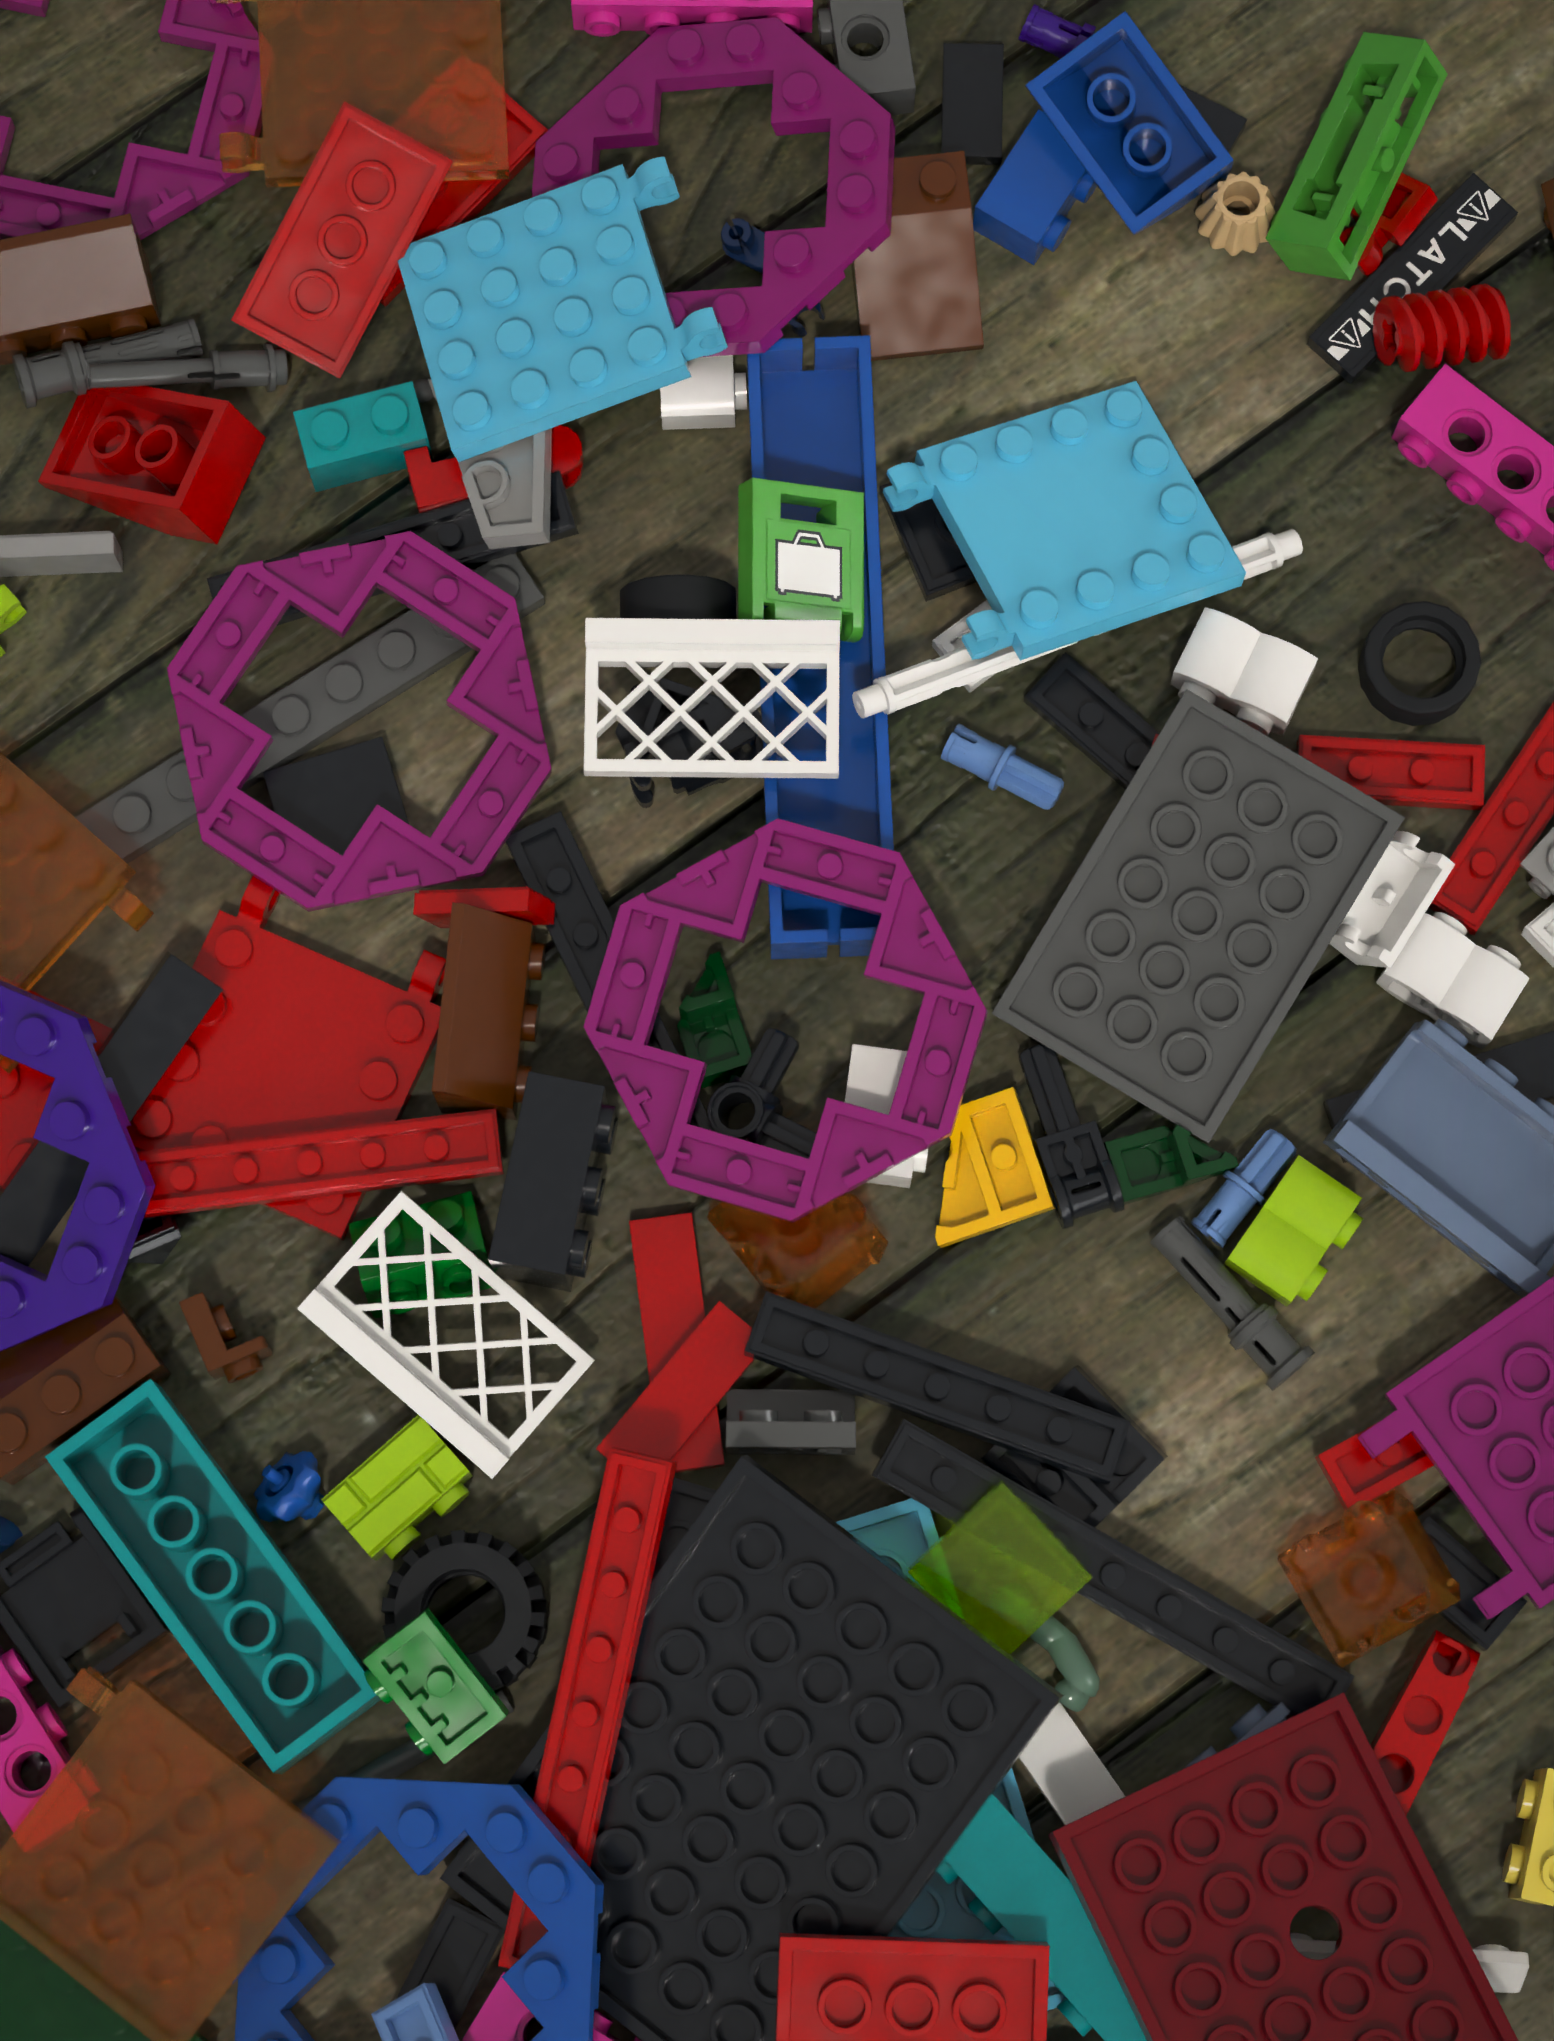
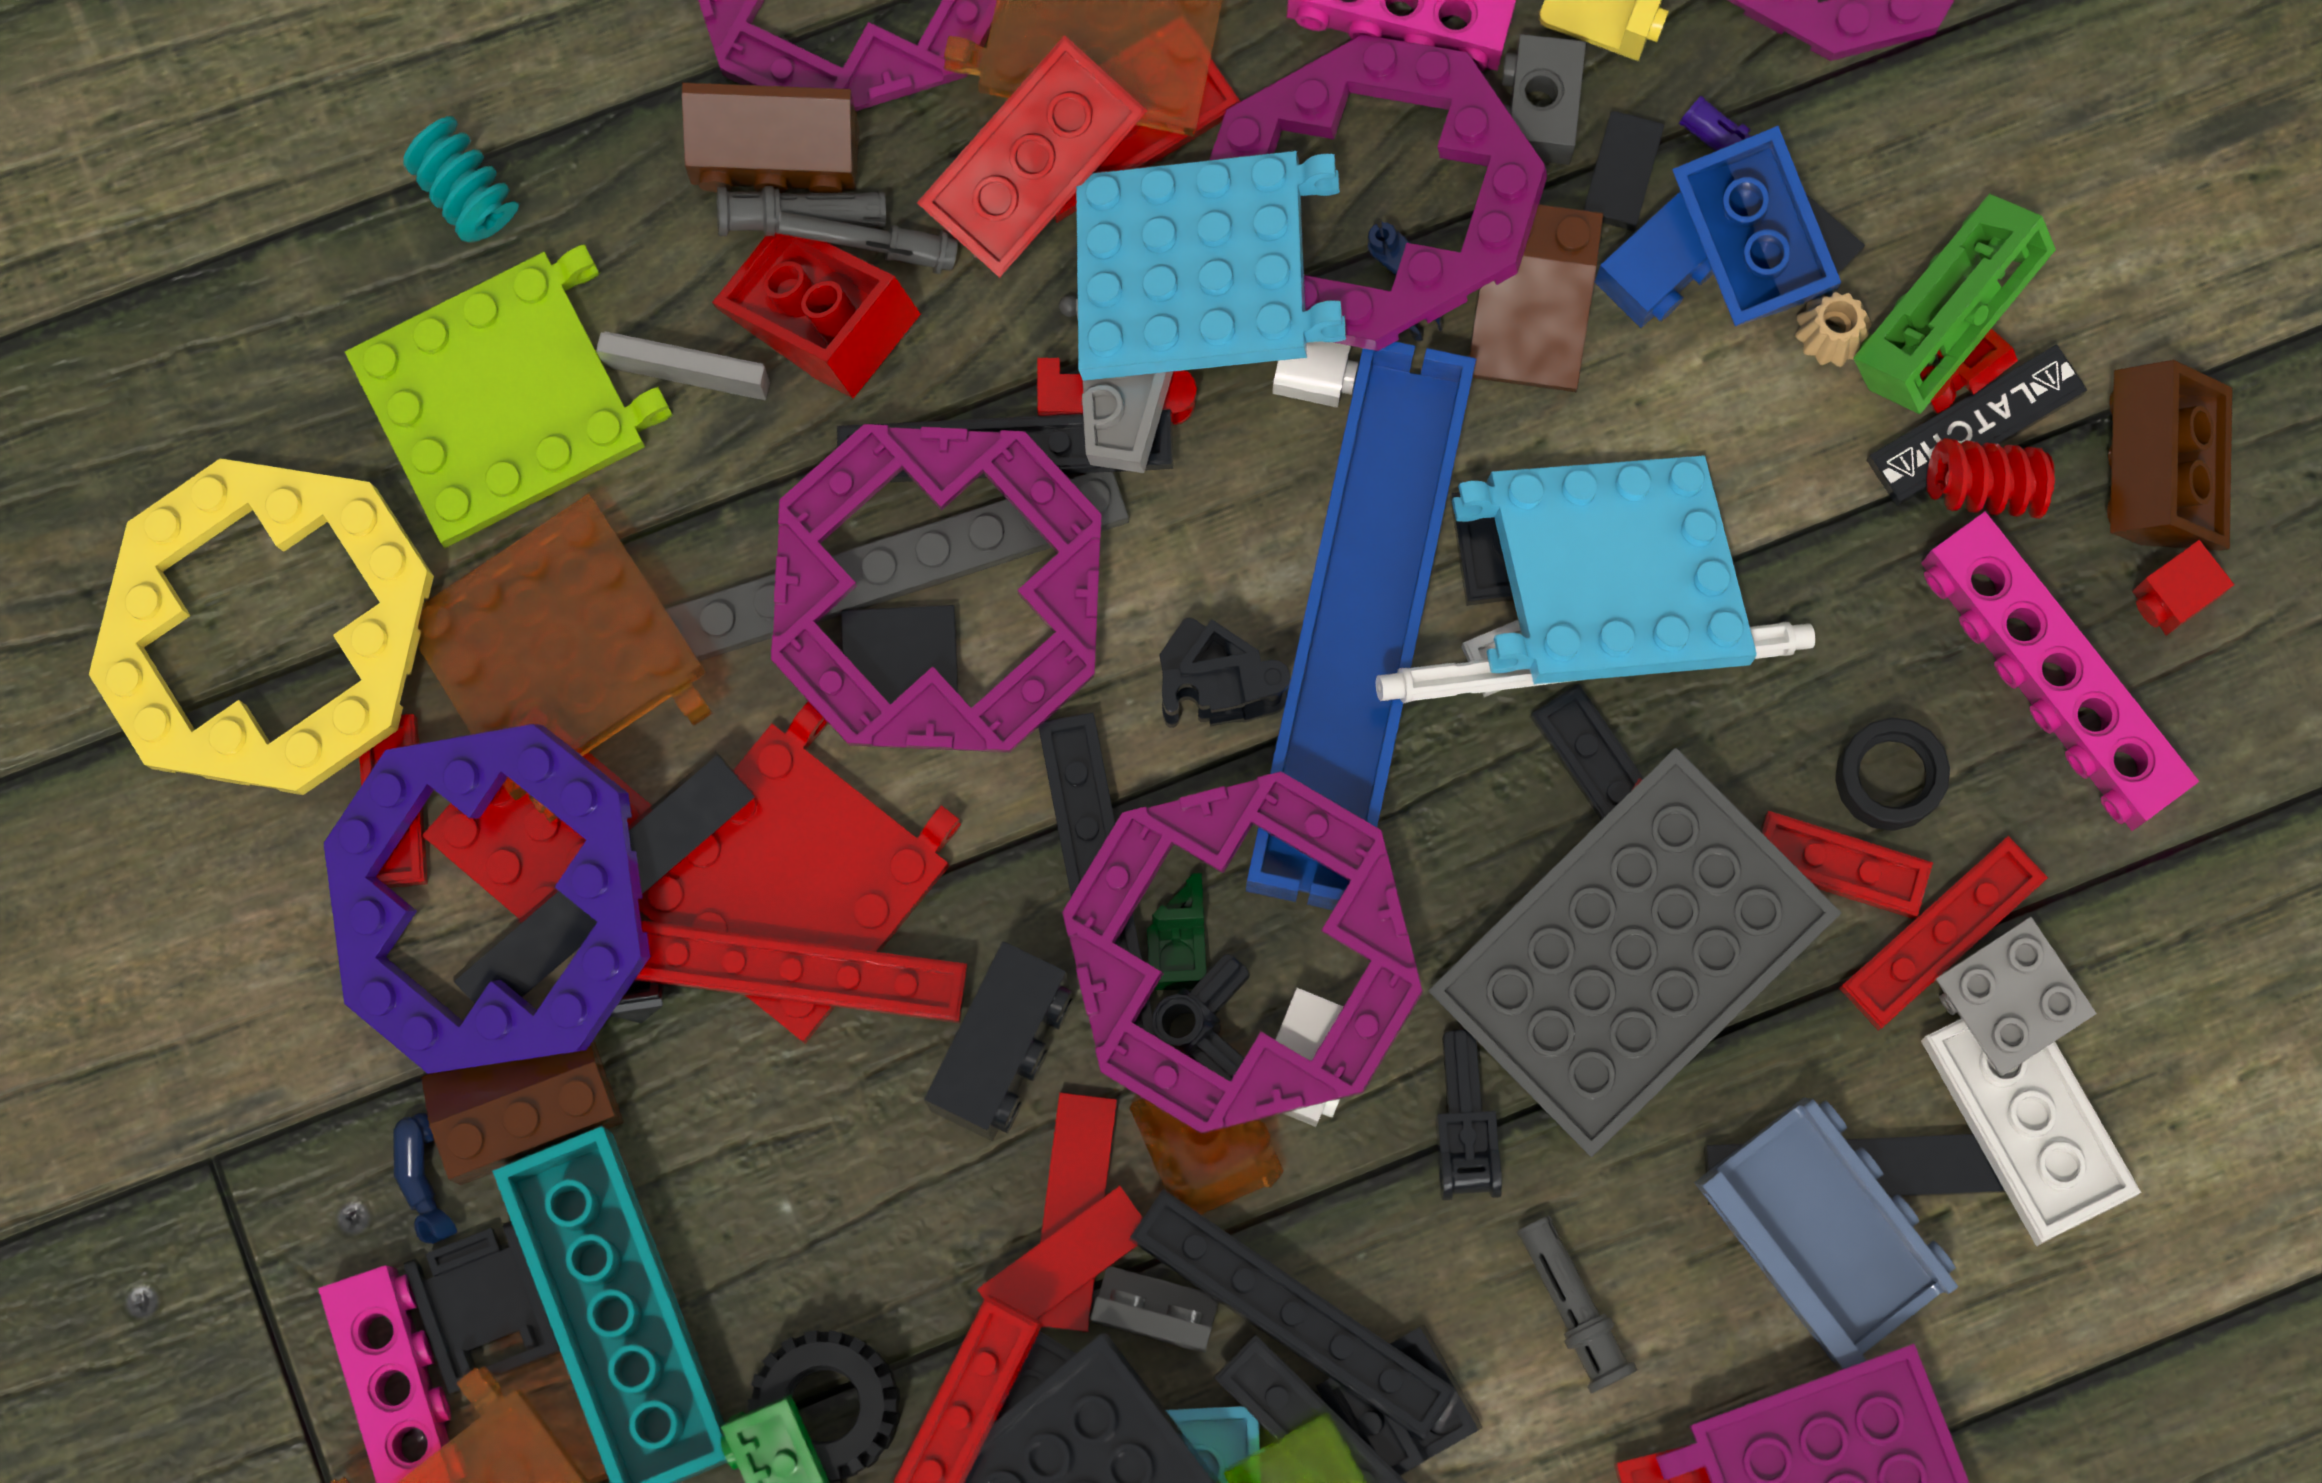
camera: 15 degrees right, 0 degrees up
(212, 1331) = (667, 1096): reddish brown bracket -> none
(290, 1489) = (700, 1253): blue piece -> none
(361, 435) = (1004, 333): teal brick -> none
(398, 1490) = (795, 1279): lime brick -> none
(405, 1237) = (869, 1075): green bracket -> none
(406, 1374) = (829, 1182): white fence -> none
(486, 1012) = (981, 876): reddish brown slope -> none
(514, 902) = (1003, 781): red tile -> none
(678, 598) = (1242, 564): black tyre -> none
(704, 645) = (1263, 602): white fence -> none
(801, 565) = (1360, 553): bright green container -> none
(990, 1170) = (1391, 1131): yellow wing -> none
(1002, 767) = (1495, 773): medium blue axle -> none
(1163, 1162) = (1546, 1162): dark green slope -> none
(1244, 671) = (1732, 742): white brick -> none
(1244, 1187) = (1614, 1204): medium blue axle -> none
(1294, 1233) = (1647, 1257): lime brick -> none
(1391, 902) = (1811, 984): white hinge -> none
(1455, 979) = (1850, 1066): white brick -> none

